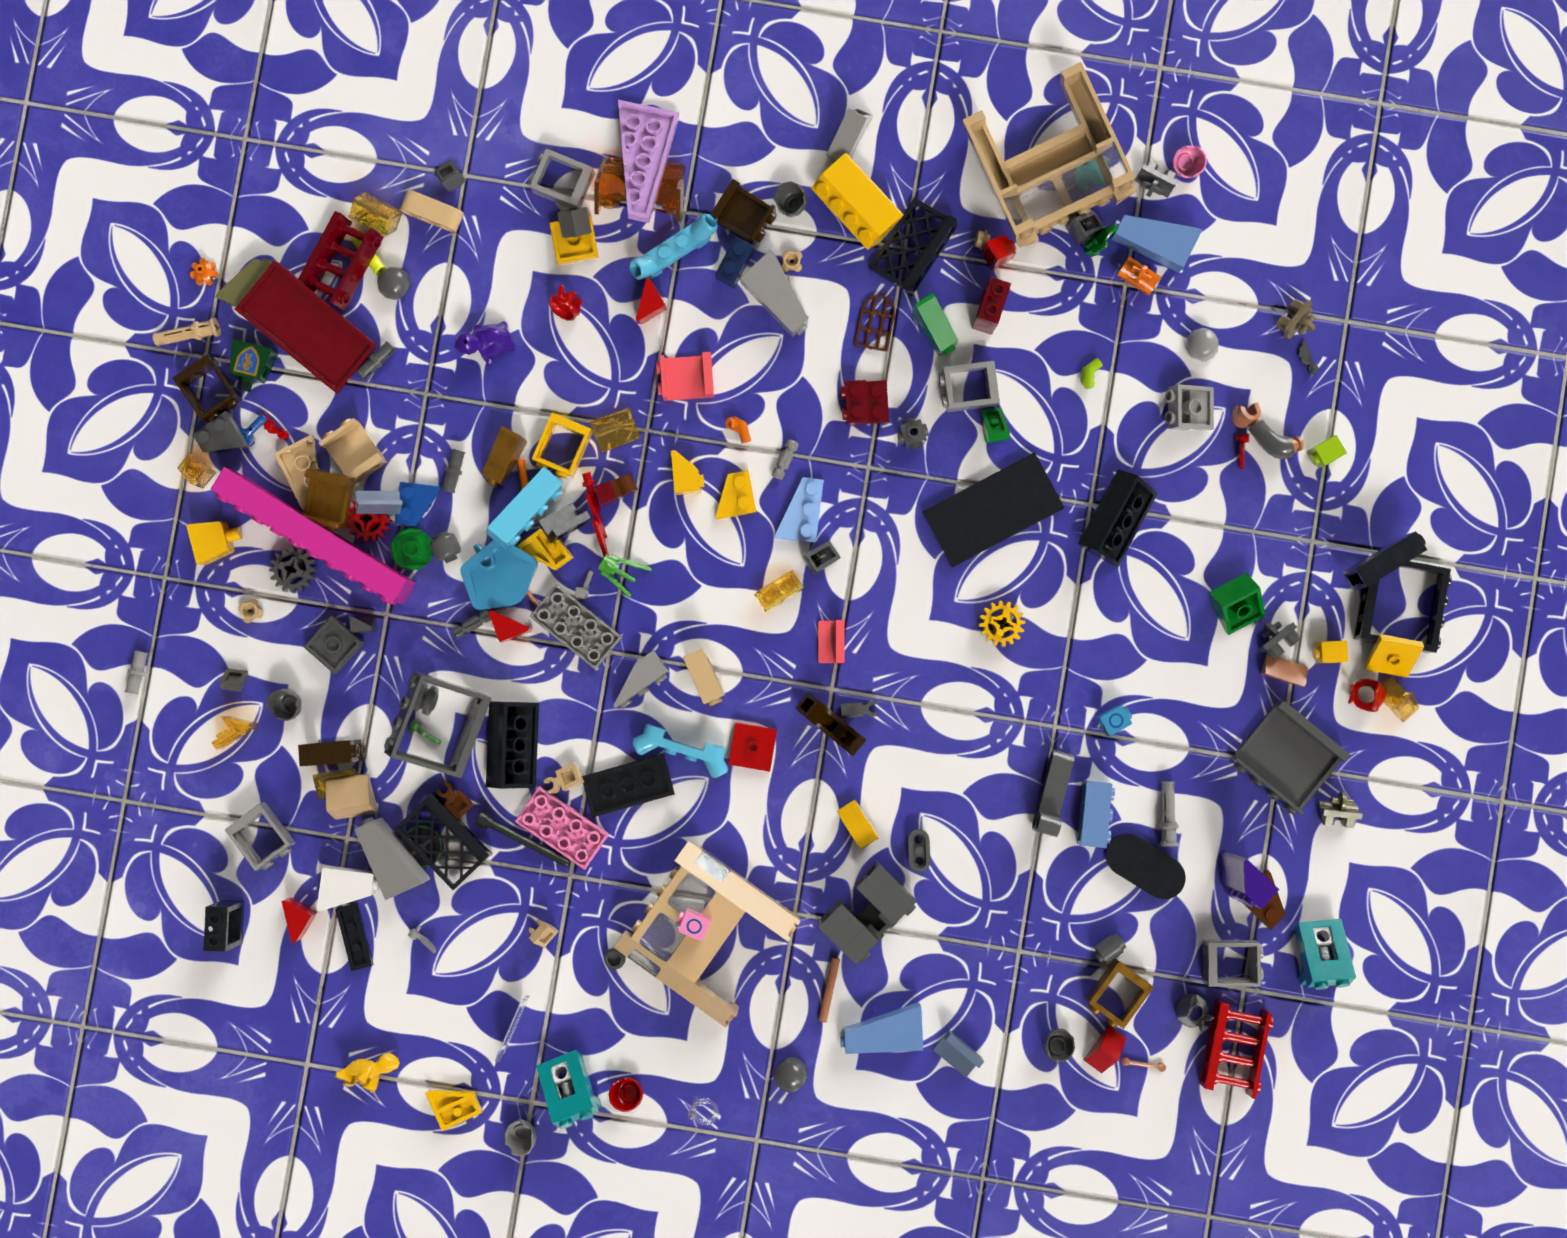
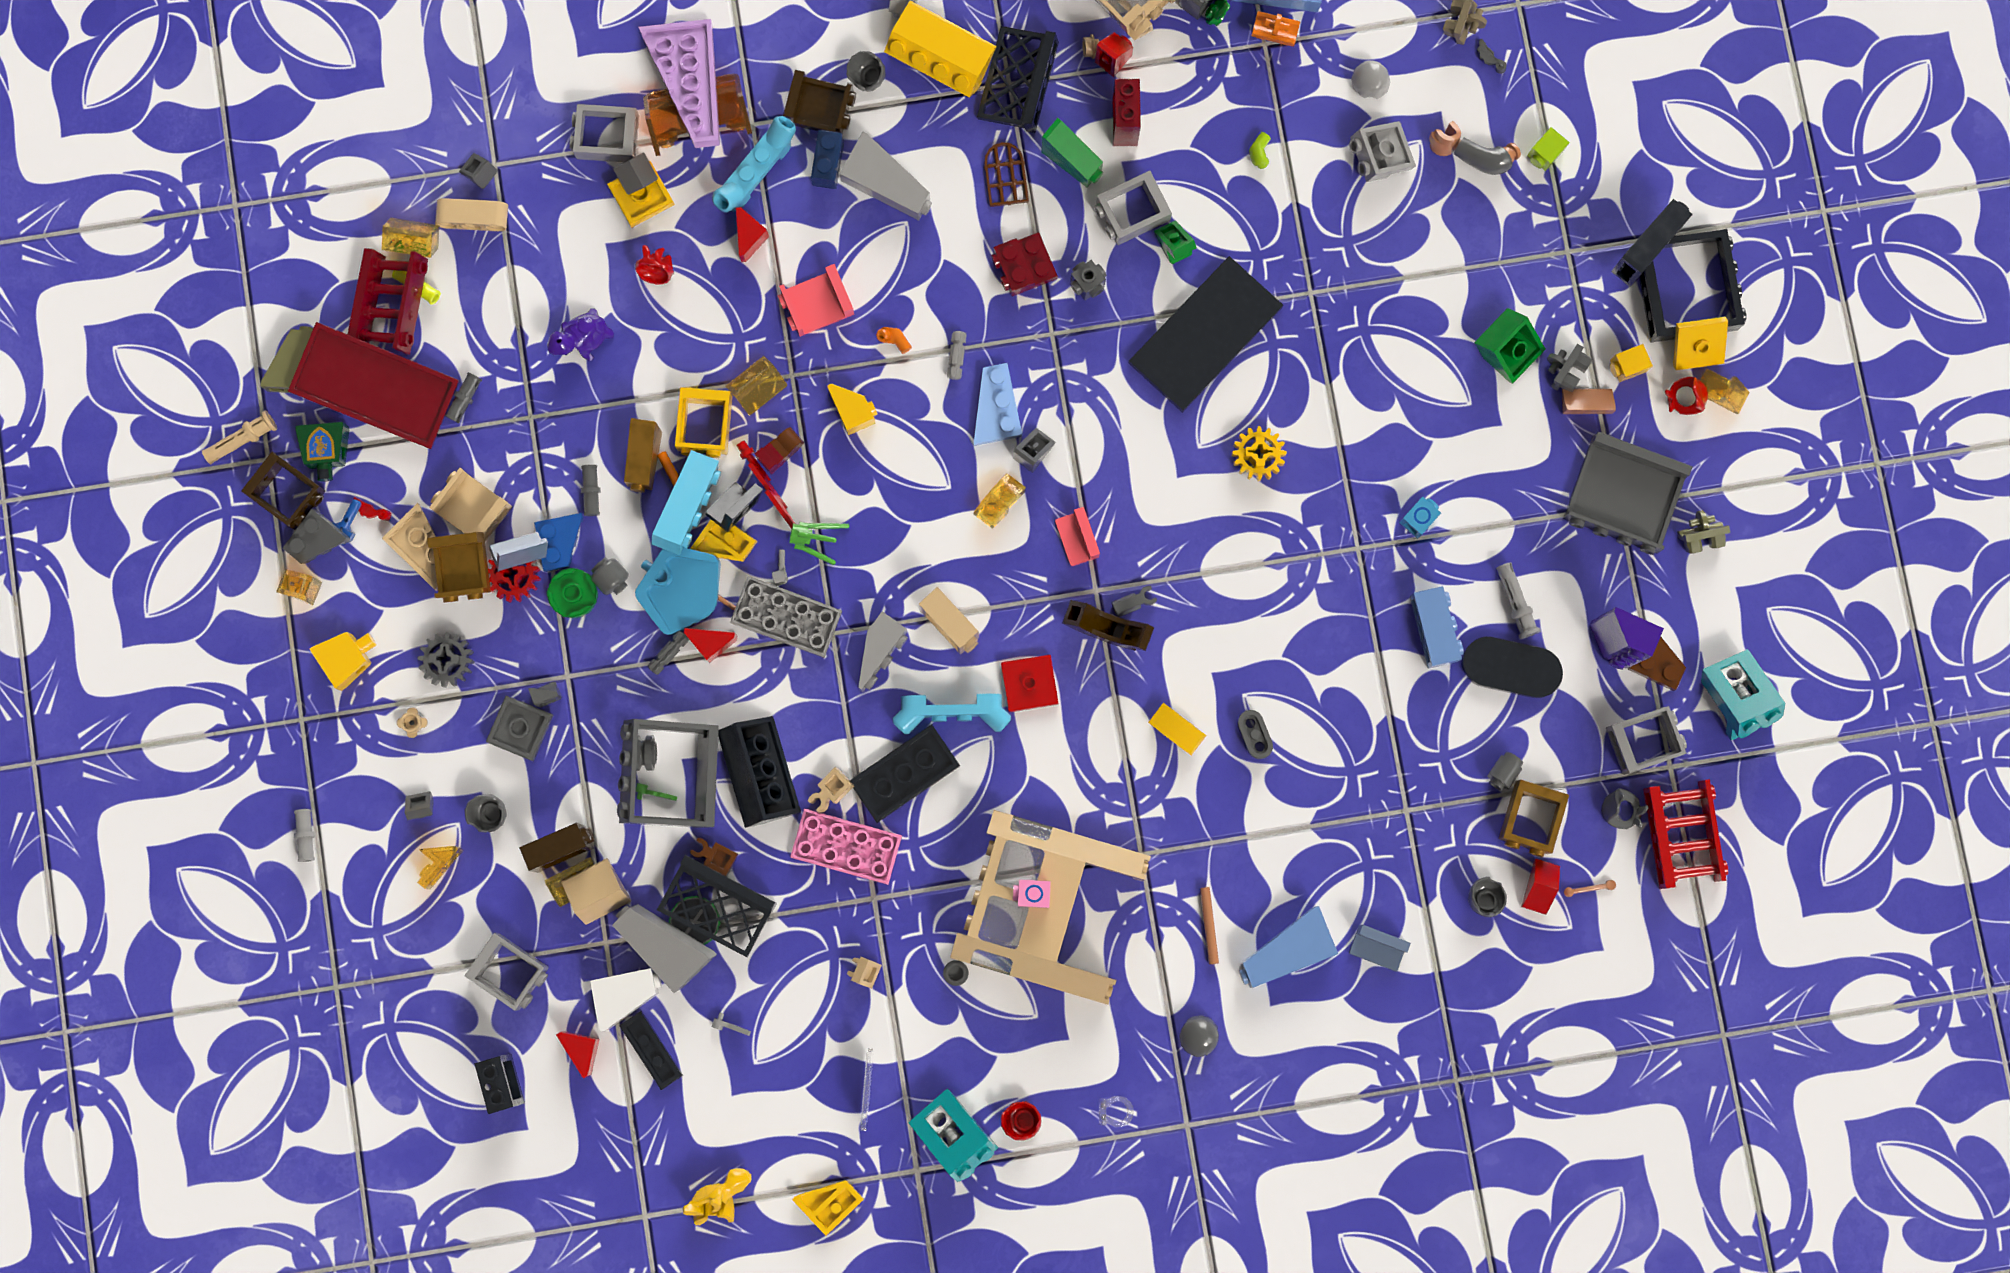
camera: 20 degrees left, 5 degrees down
(203, 272) = (236, 365): orange plant -> none
(319, 542) = (457, 612): dark pink piece -> none
(394, 283) = (454, 307): dark grey hair -> none
(486, 821) = (758, 867): pearl dark grey piece -> none
(520, 1137) = (917, 1212): light grey hair -> none
(736, 496) = (917, 413): yellow wing -> none
(795, 256) = (891, 131): tan plate -> none
(860, 933) = (1241, 802): dark grey piece -> none
(1052, 793) = (1381, 620): dark grey beam -> none
(1118, 517) = (1346, 295): black slope -> none
(1245, 437) = (1453, 165): red piece -> none

